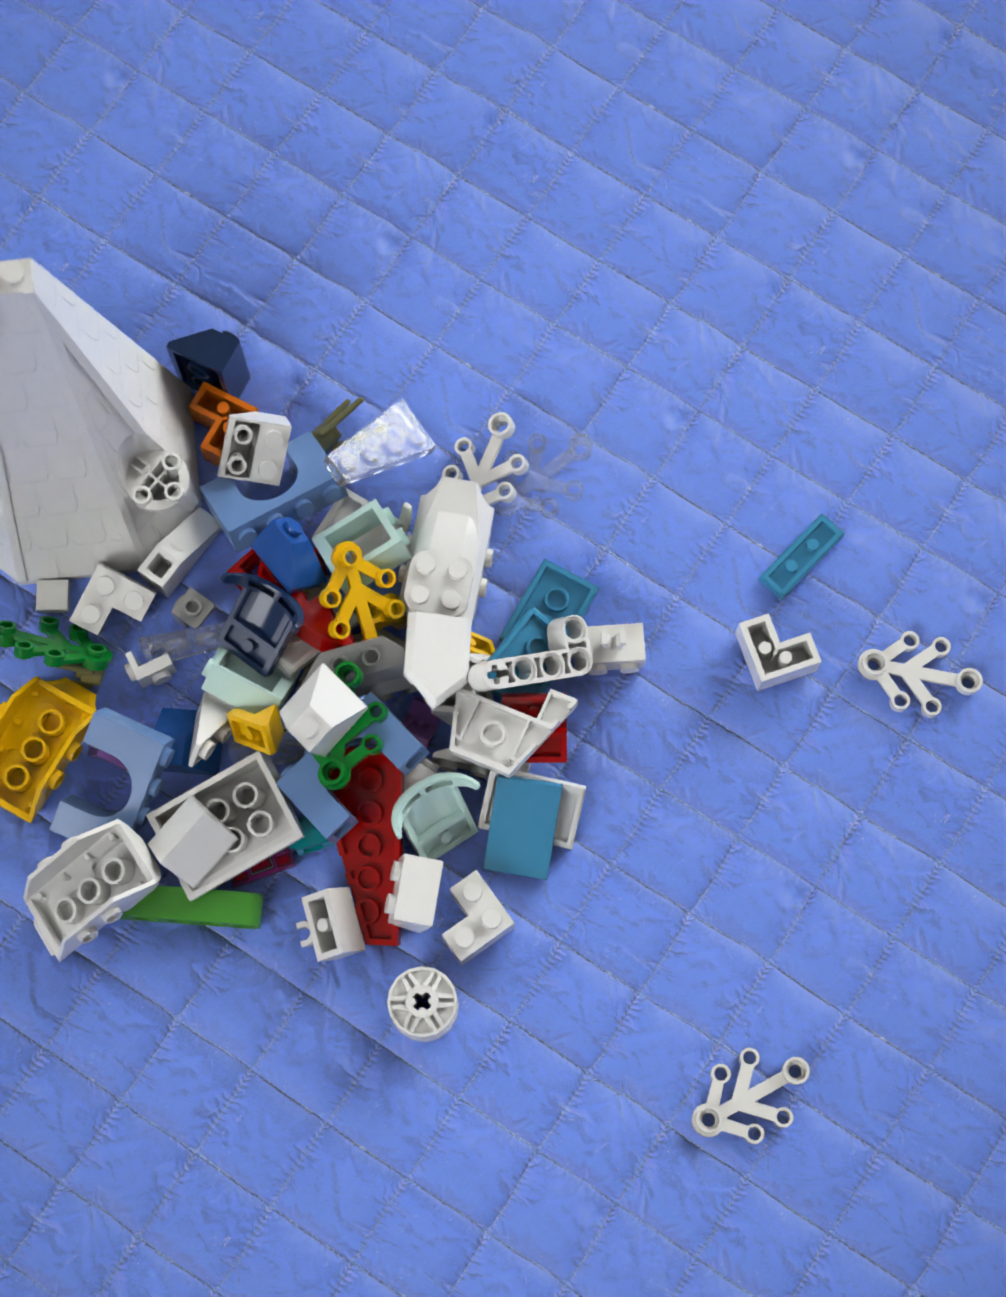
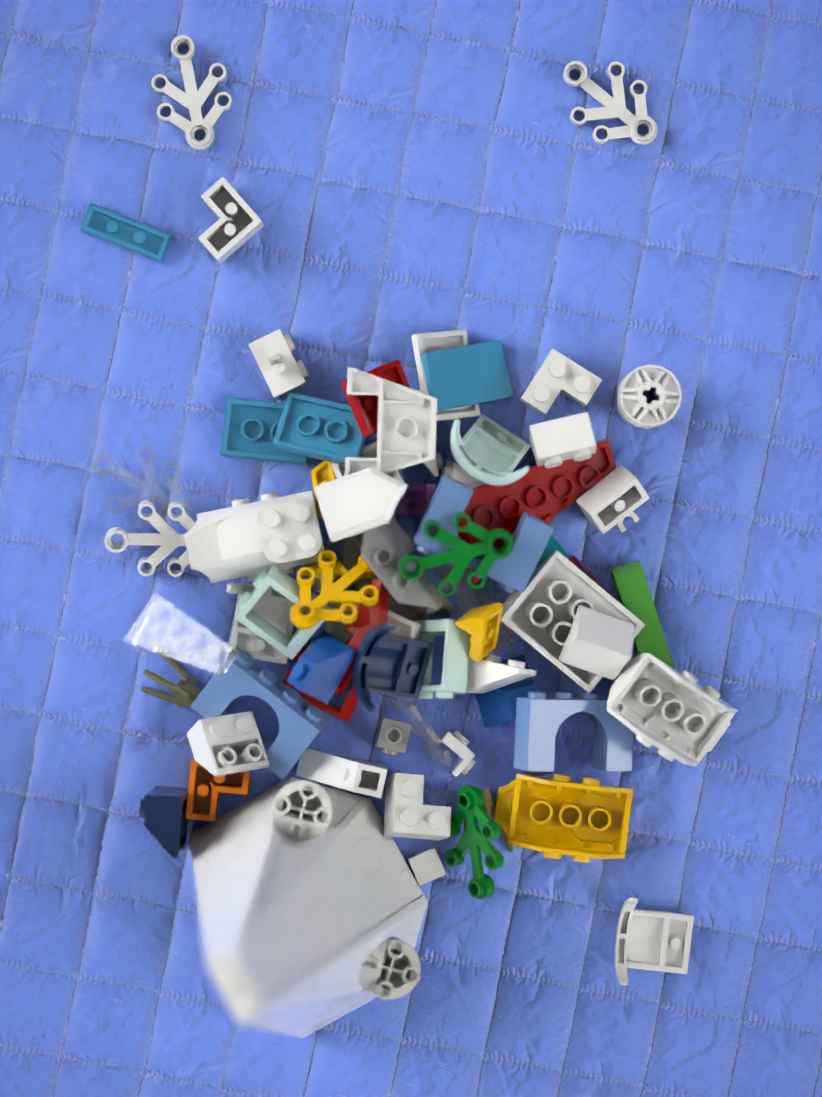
camera: 110 degrees left, 15 degrees up
(322, 711) = (453, 576): white slope -> none
(531, 665) = (330, 421): white beam -> none

